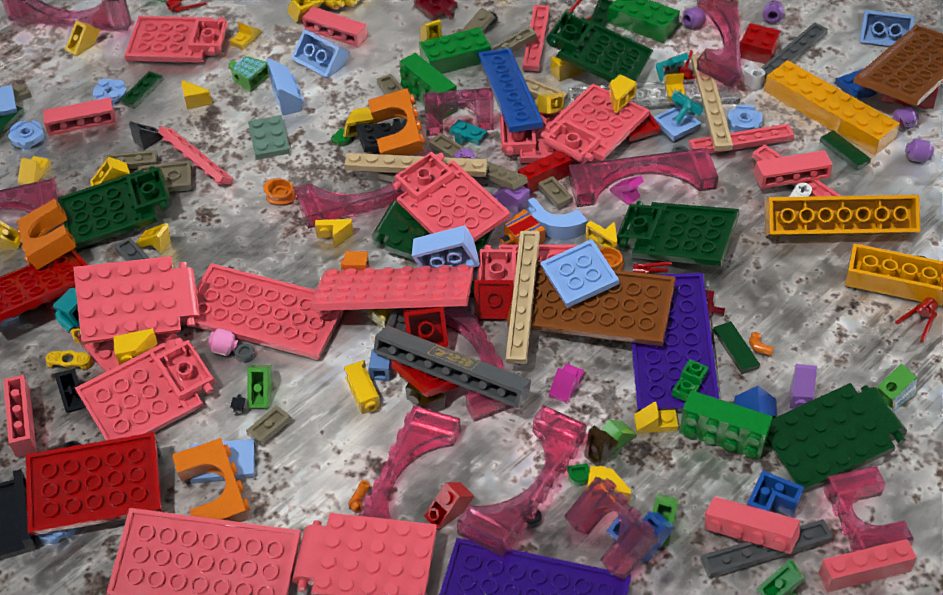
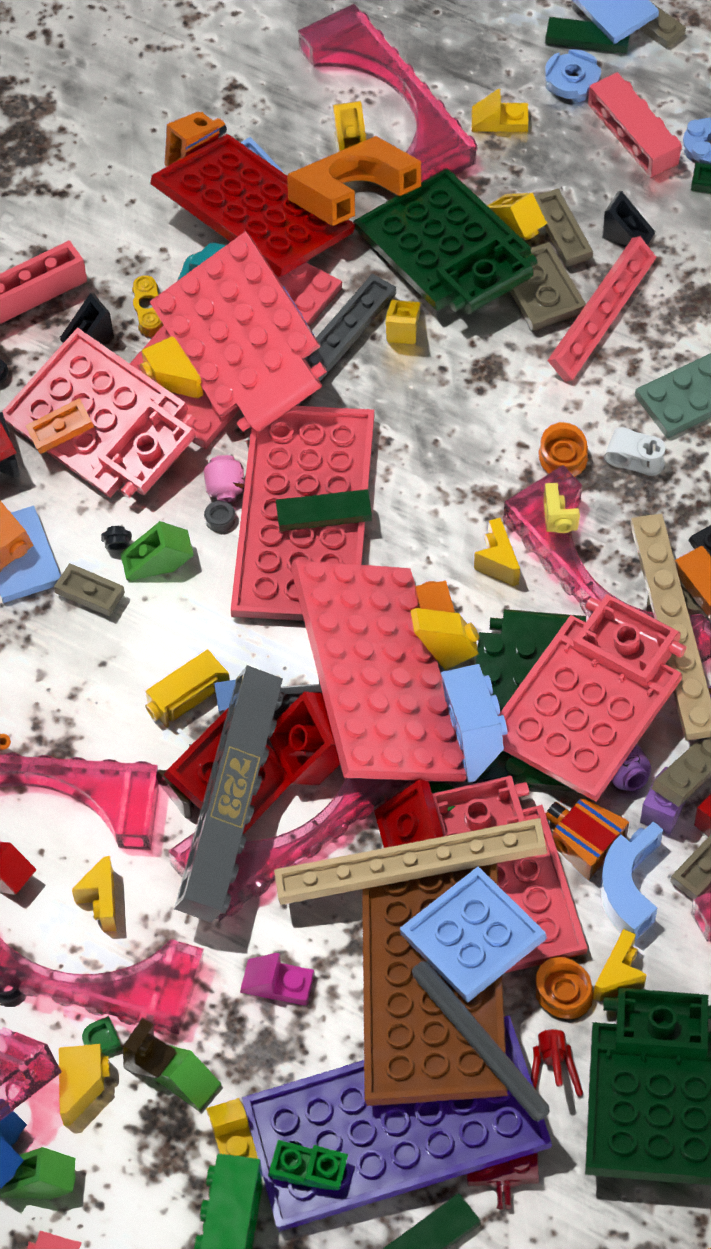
camera: 75 degrees right, 10 degrees up
(145, 412) = (59, 426): none -> orange plate
(271, 297) = (323, 510): none -> dark green tile
(295, 162) = (633, 450): none -> white piece
(326, 192) = (556, 516): none -> light yellow bracket
(382, 256) = (445, 636): none -> yellow slope
(481, 452) = (98, 888): none -> yellow slope
(643, 281) = (481, 1041): none -> dark grey axle

